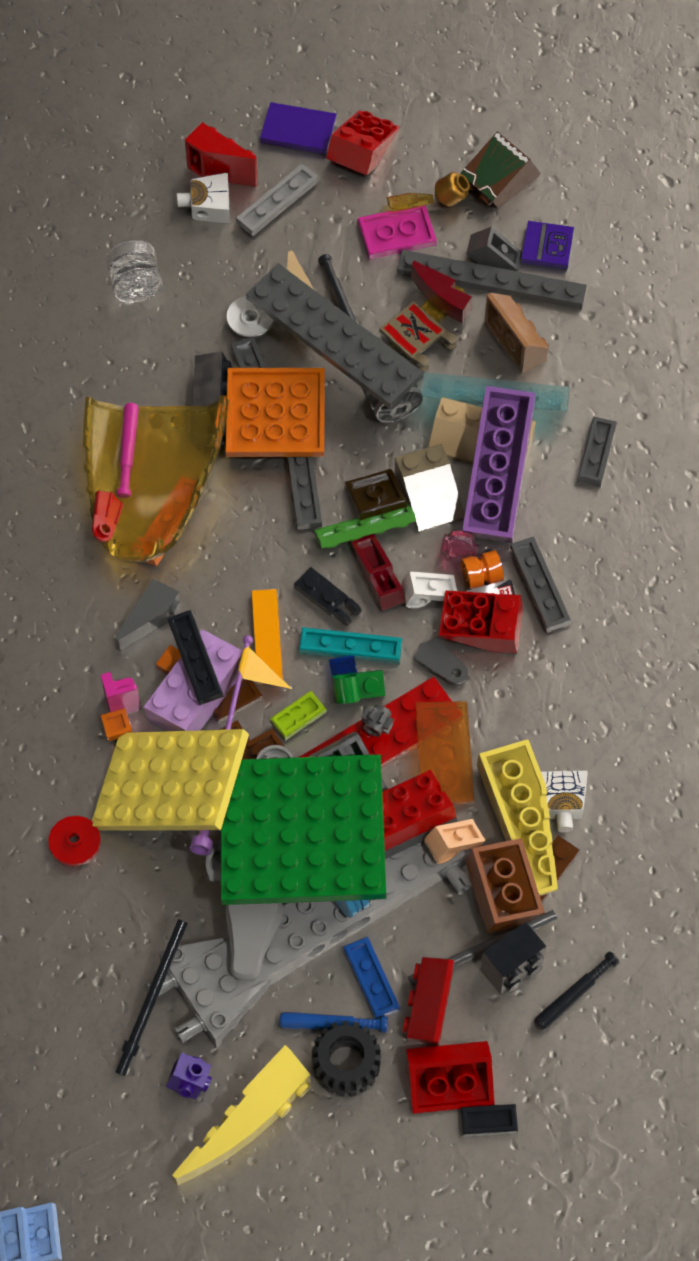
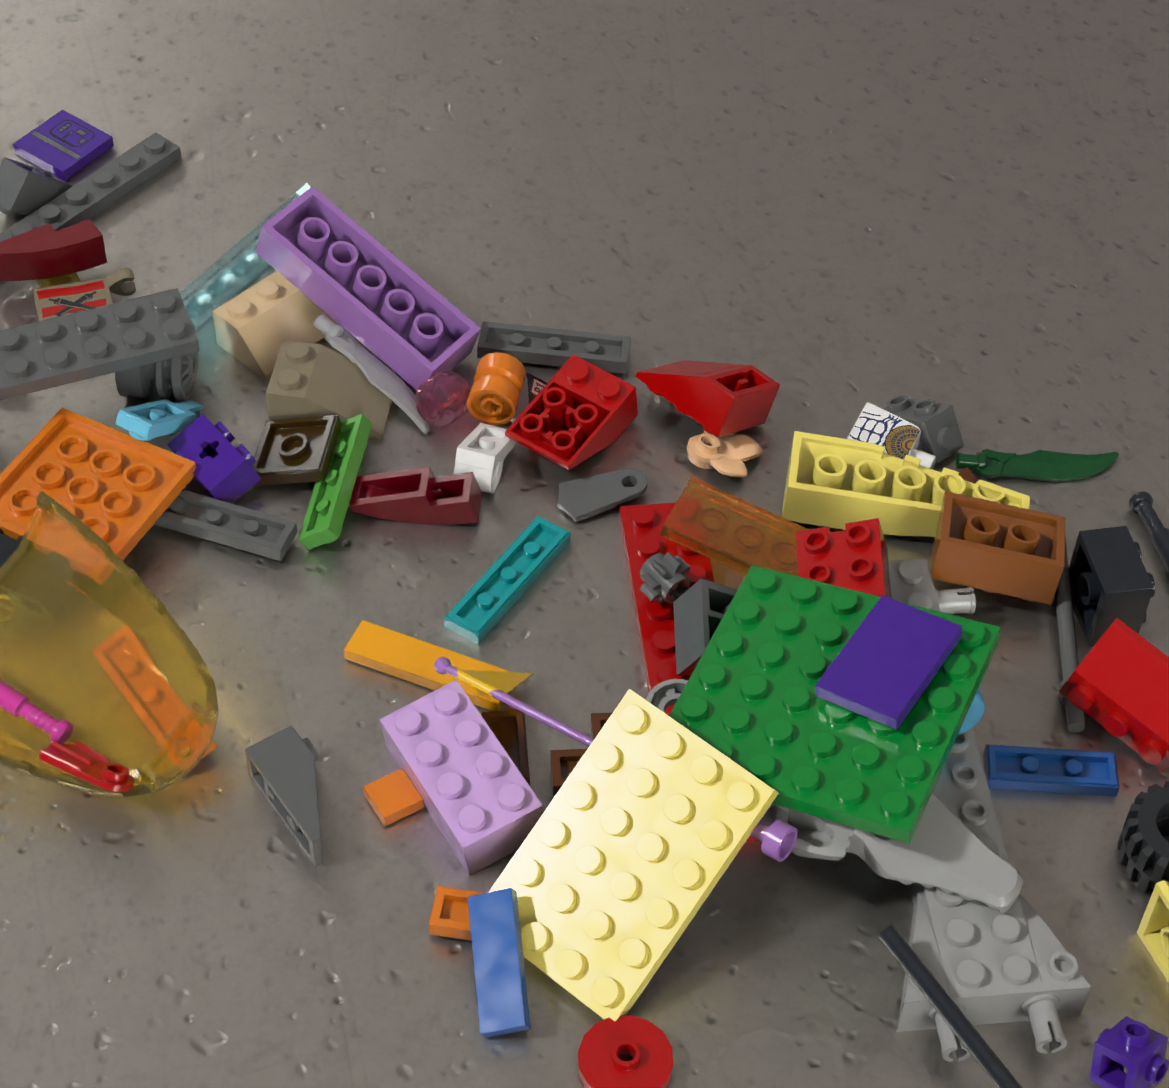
camera: 65 degrees left, 15 degrees down
(93, 756) = (498, 963): none -> tile
(120, 693) = (413, 879): dark pink panel -> none
(195, 657) = (430, 738): black tile -> none
(298, 715) = (584, 679): lime plate -> none
(309, 1021) = (1098, 854): blue piece -> none
(326, 596) = (414, 571): black hinge -> none
(327, 846) = (889, 661): none -> dark purple tile
(339, 460) = (219, 465): none -> dark purple brick
(342, 665) = (543, 601): clear blue tile -> none
(348, 418) = (158, 418): none -> medium azure hinge
(357, 686) = (584, 593): green plate -> none
(450, 839) = (914, 563): light nougat plate -> none
(456, 504) = (373, 369): none -> light grey sword
(515, 332) = (169, 216): medium nougat slope -> none
(515, 714) = (723, 452): none -> light nougat plate
(546, 682) = (714, 394): none -> red slope
(596, 451) = (398, 224): dark grey tile -> none
(598, 811) = (936, 421): none -> dark grey bracket
(610, 890) = (1036, 465): none -> dark green sword

